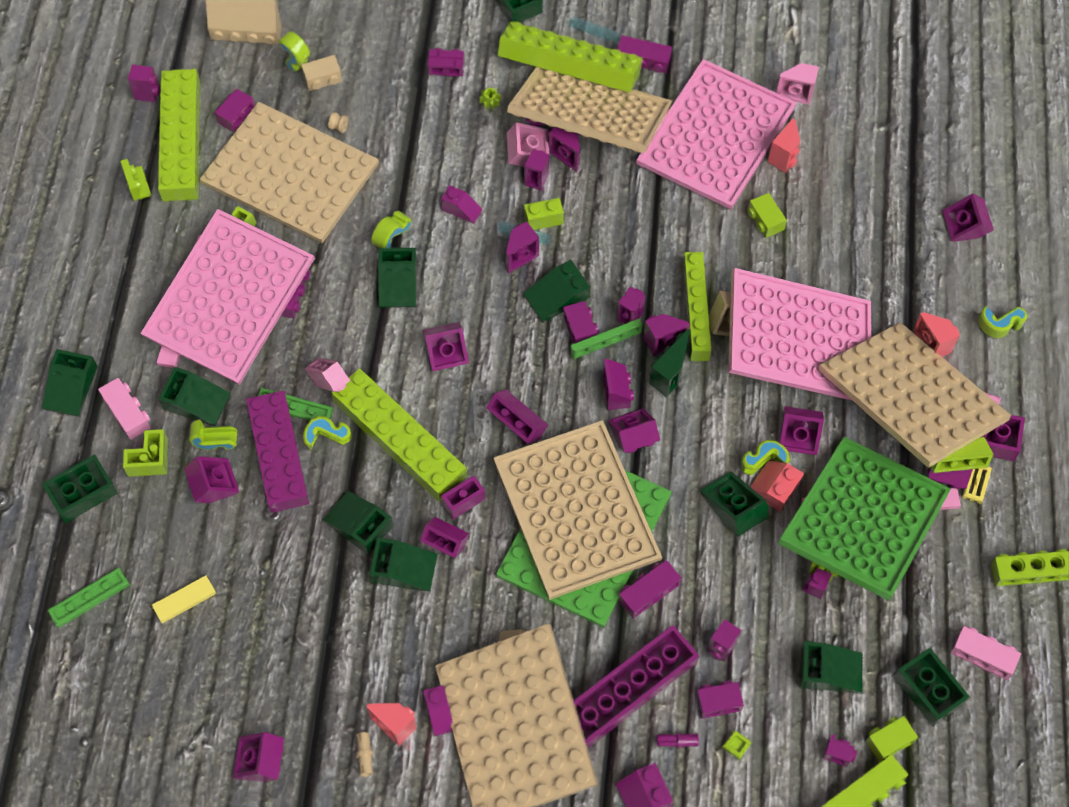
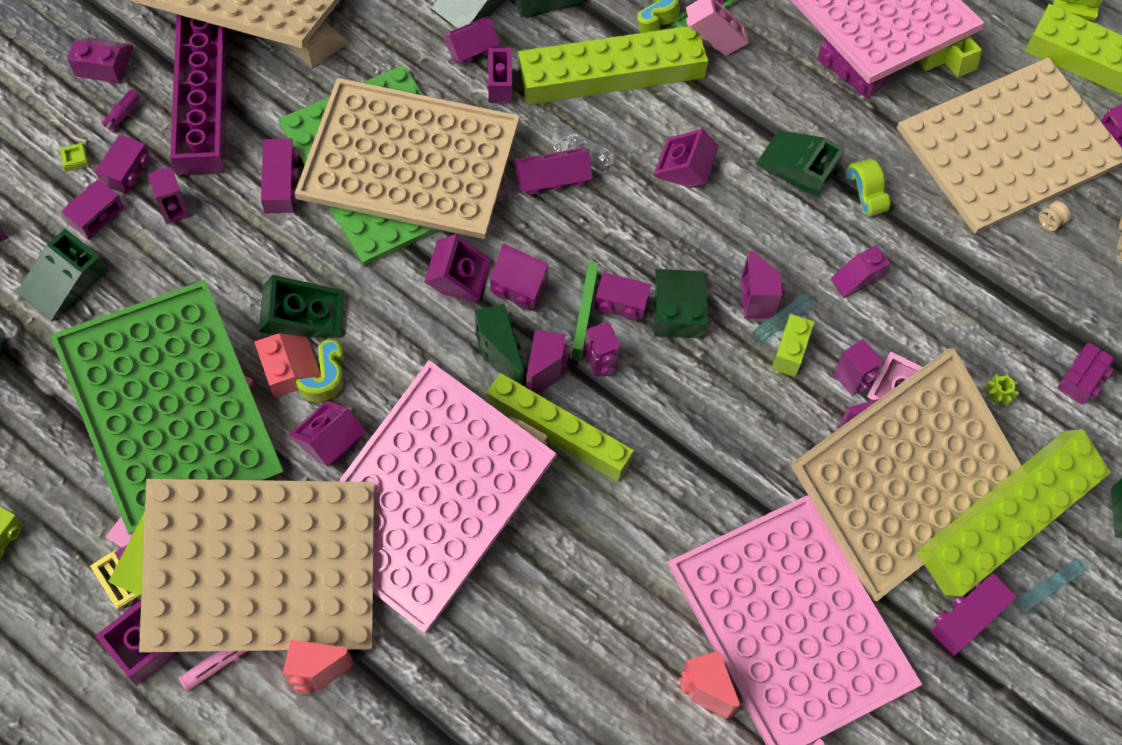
camera: 120 degrees right, 0 degrees up
(767, 215) = (628, 595): lime brick -> none
(768, 692) = (92, 209): none -> magenta brick

